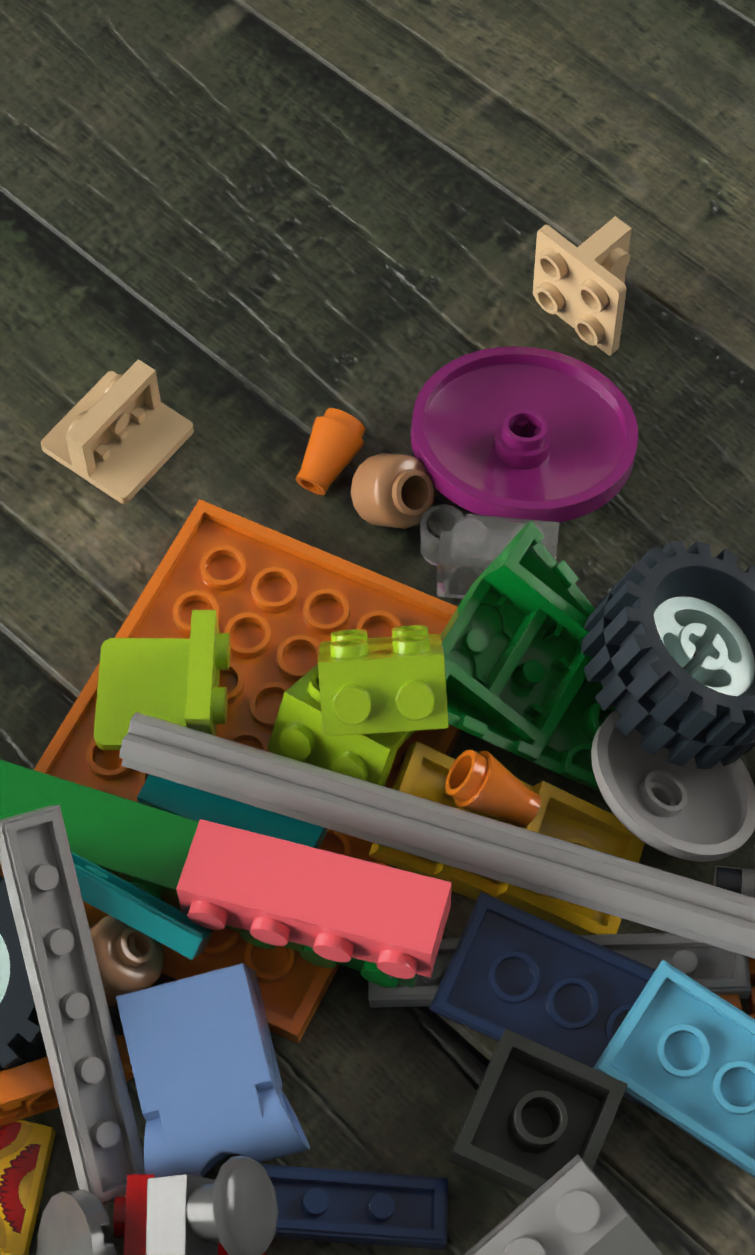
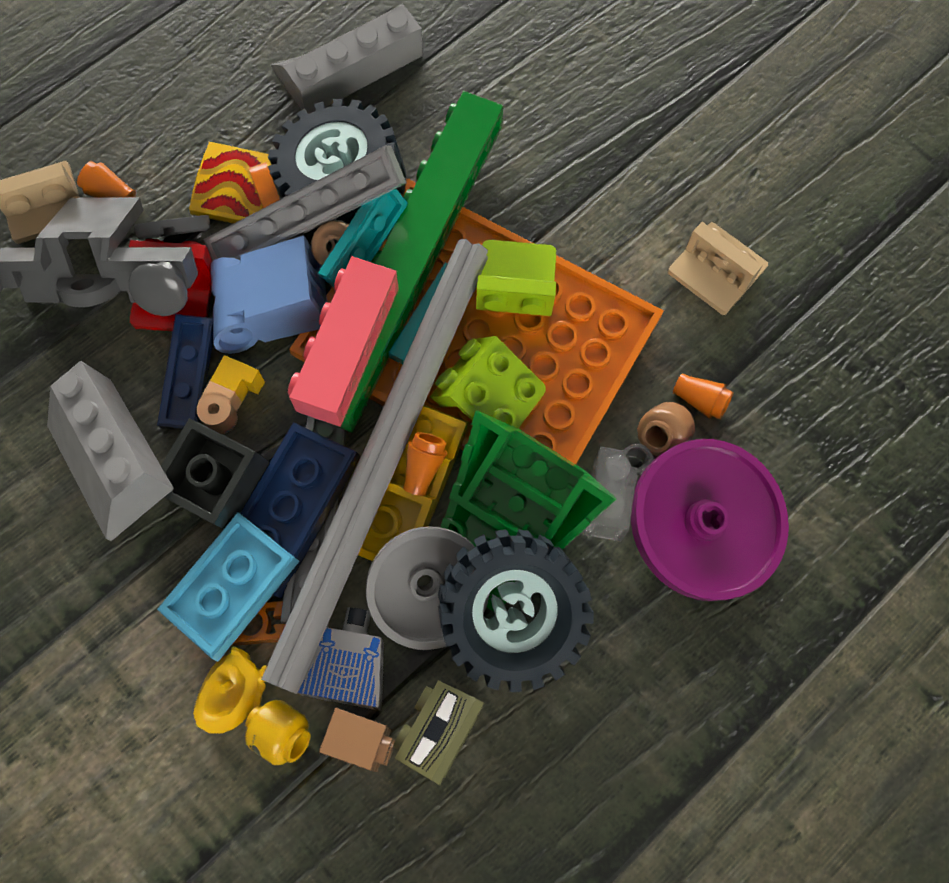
camera: 90 degrees right, 10 degrees up
(382, 682) = (497, 388): lime bracket -> none
(382, 1134) = (226, 393): none -> leg
(585, 281) = (844, 578): tan bracket -> none

